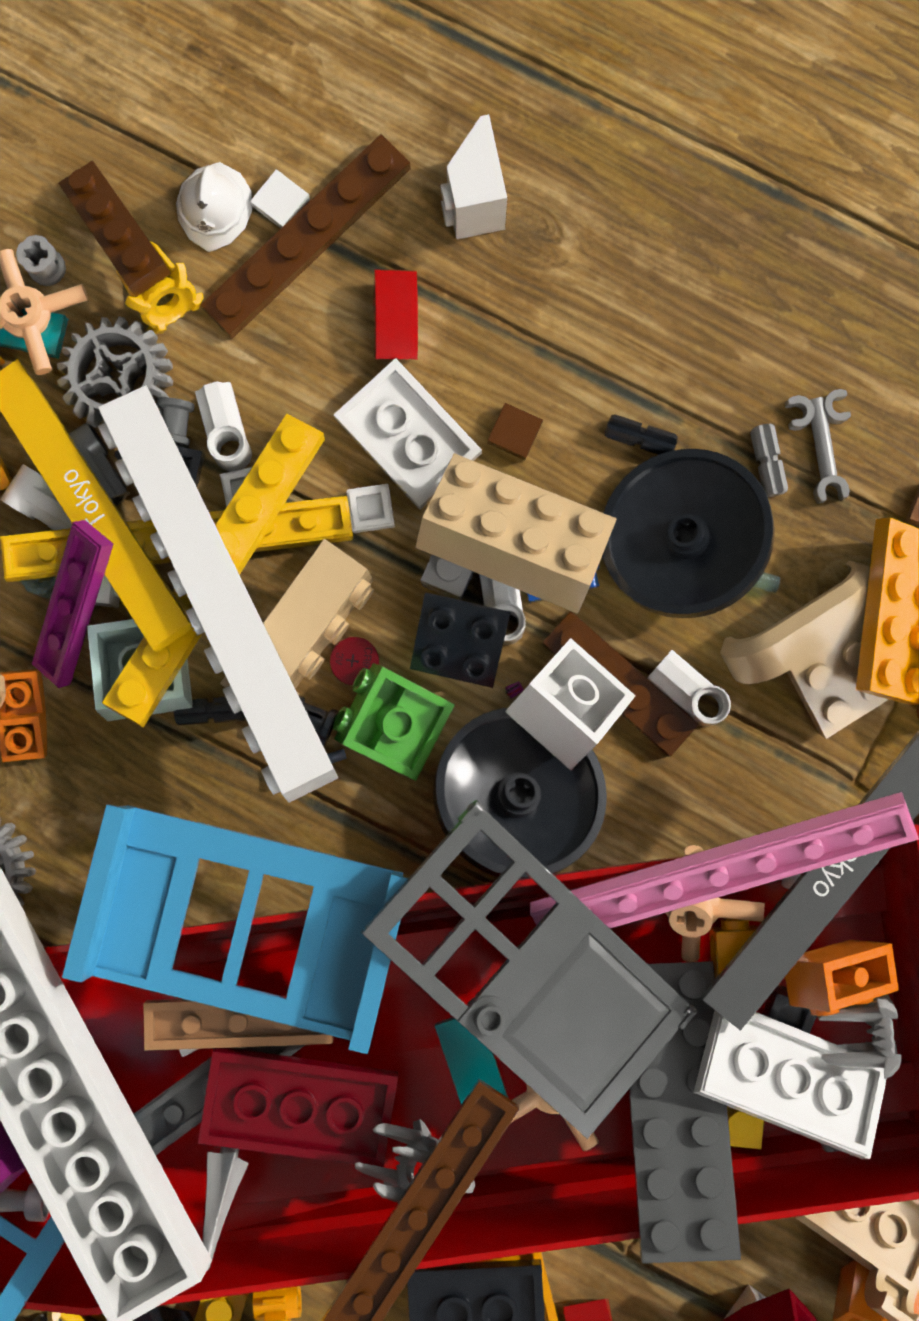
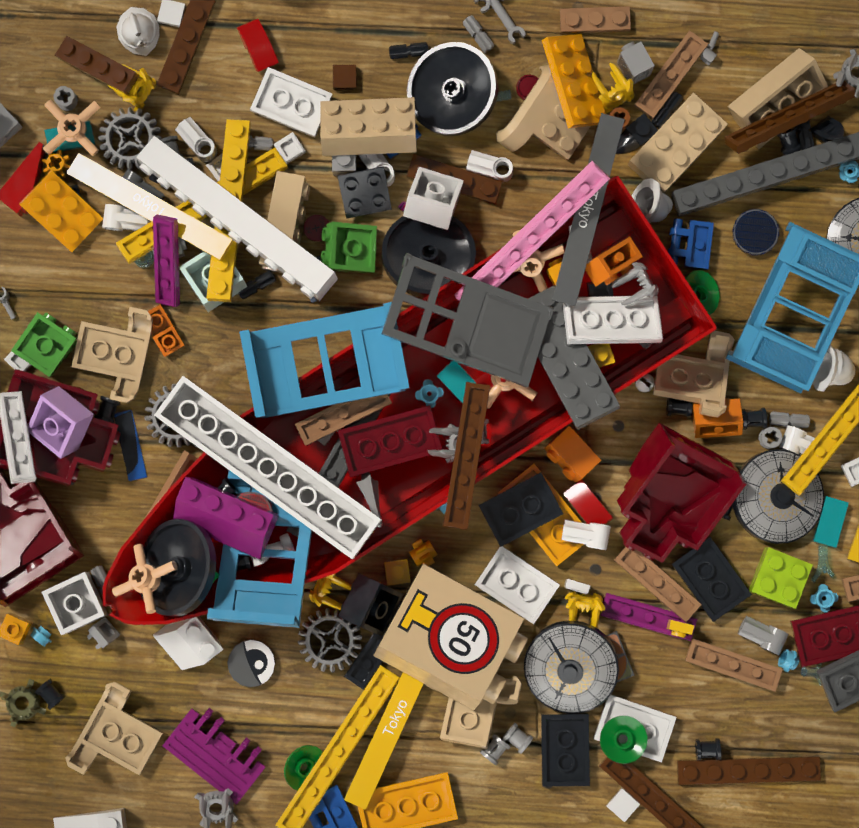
camera: 30 degrees left, 0 degrees up
(326, 478) = (261, 143): none -> light grey piece
(403, 1062) = (422, 393): none -> medium azure plate
(613, 1272) = (572, 454): none -> orange brick
(809, 583) = (525, 85): none -> dark red piece
(822, 1251) = (678, 407): none -> black bush

